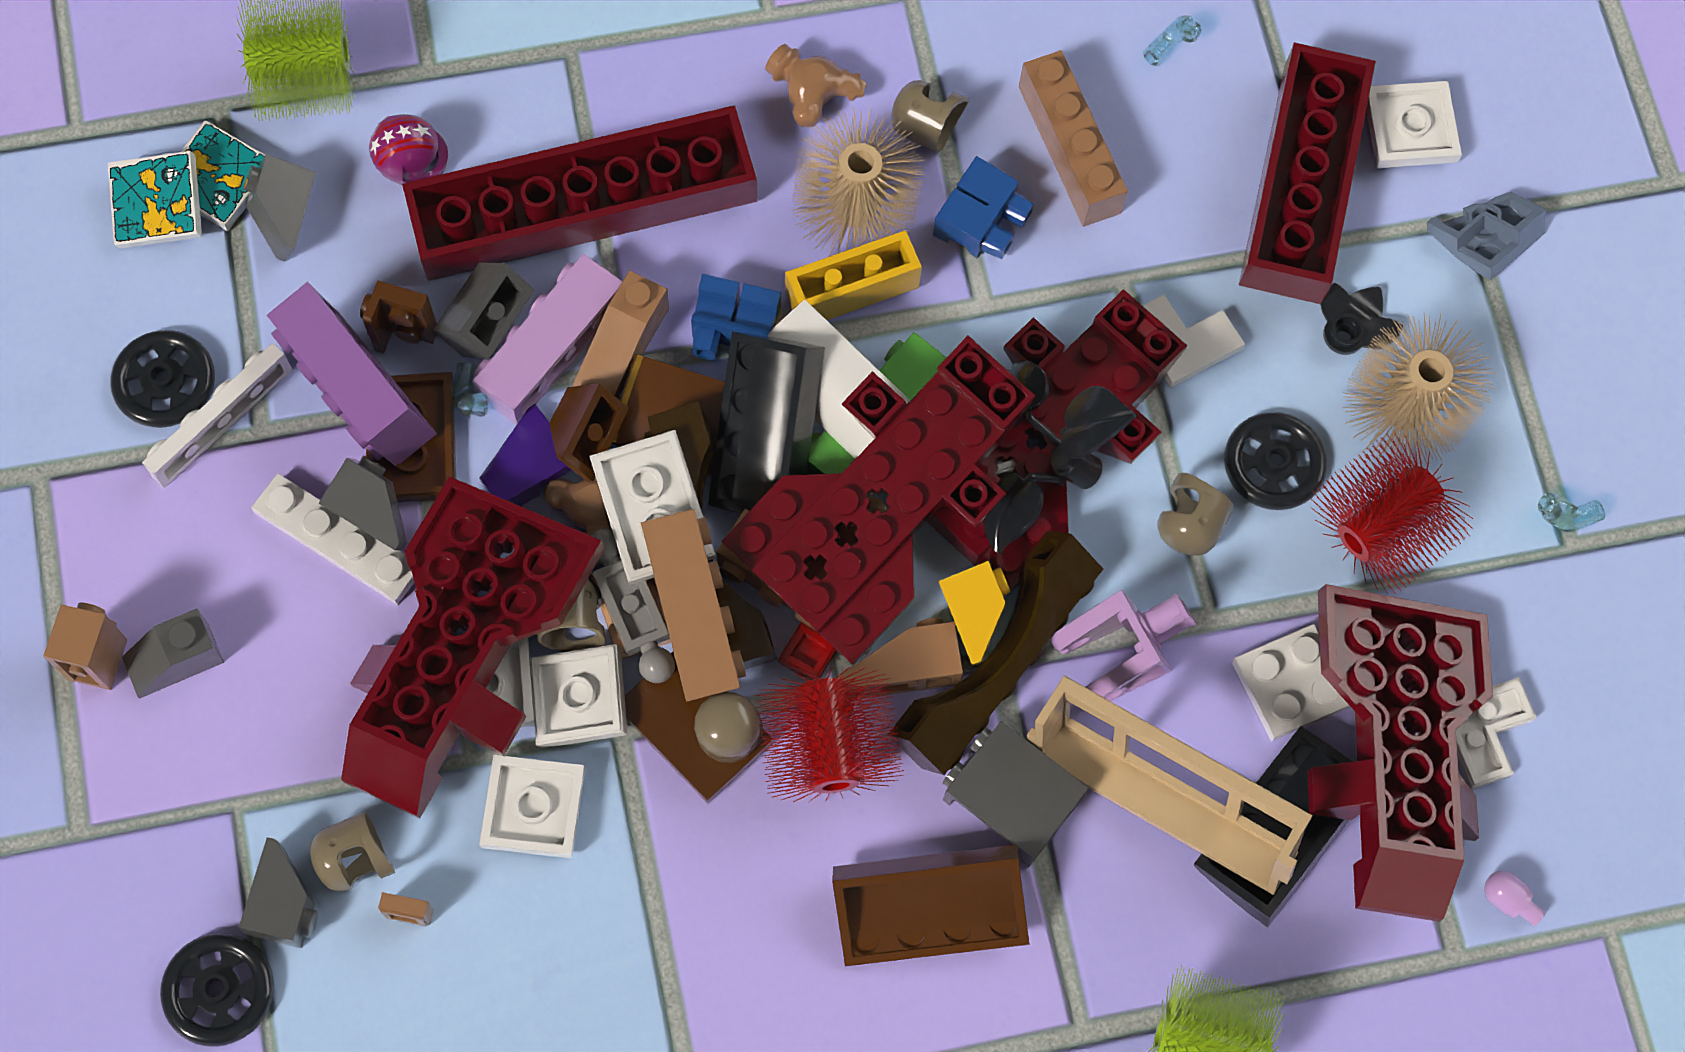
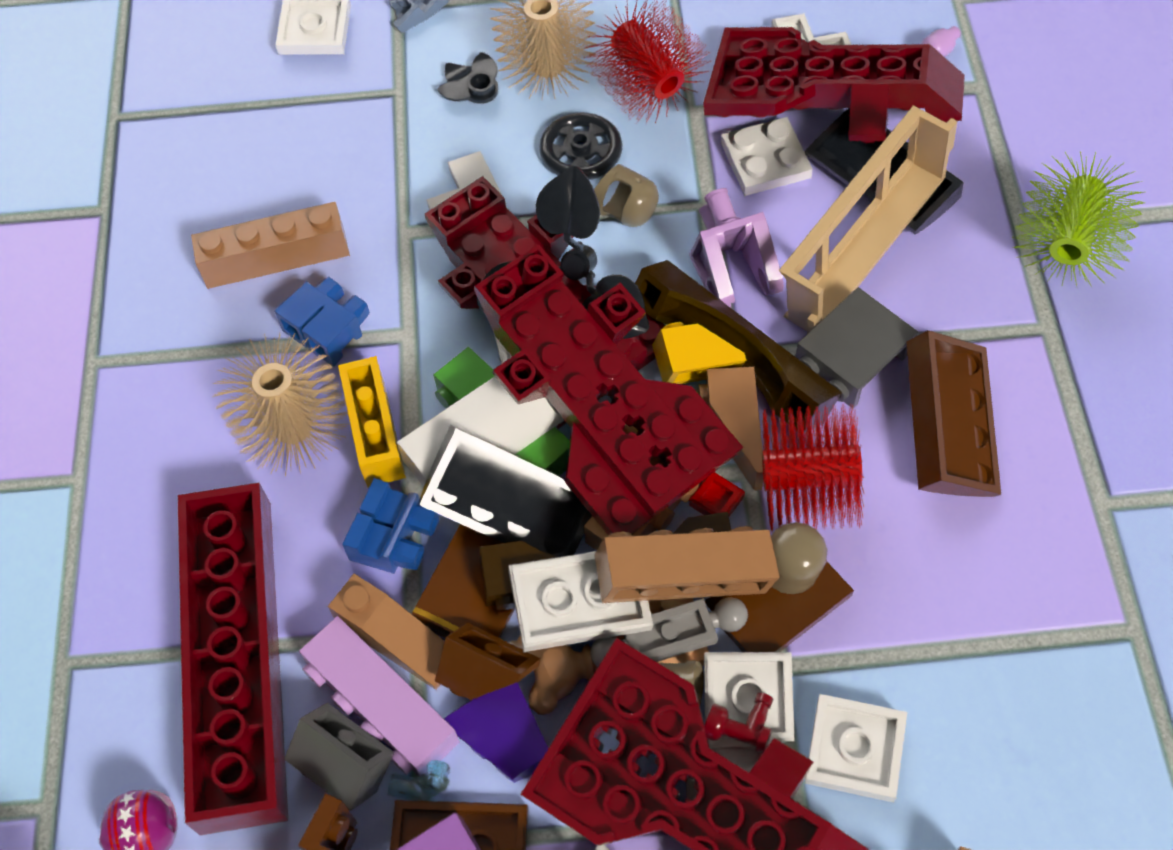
camera: 75 degrees left, 10 degrees down
(531, 696) = (751, 733): none -> dark red piece
(812, 82) = (164, 442): medium nougat animal -> none
(927, 119) = (211, 355): dark tan helmet -> none
(1180, 29) = (194, 174): clear light blue arm -> none
(1307, 173) = (343, 87): dark red brick -> none

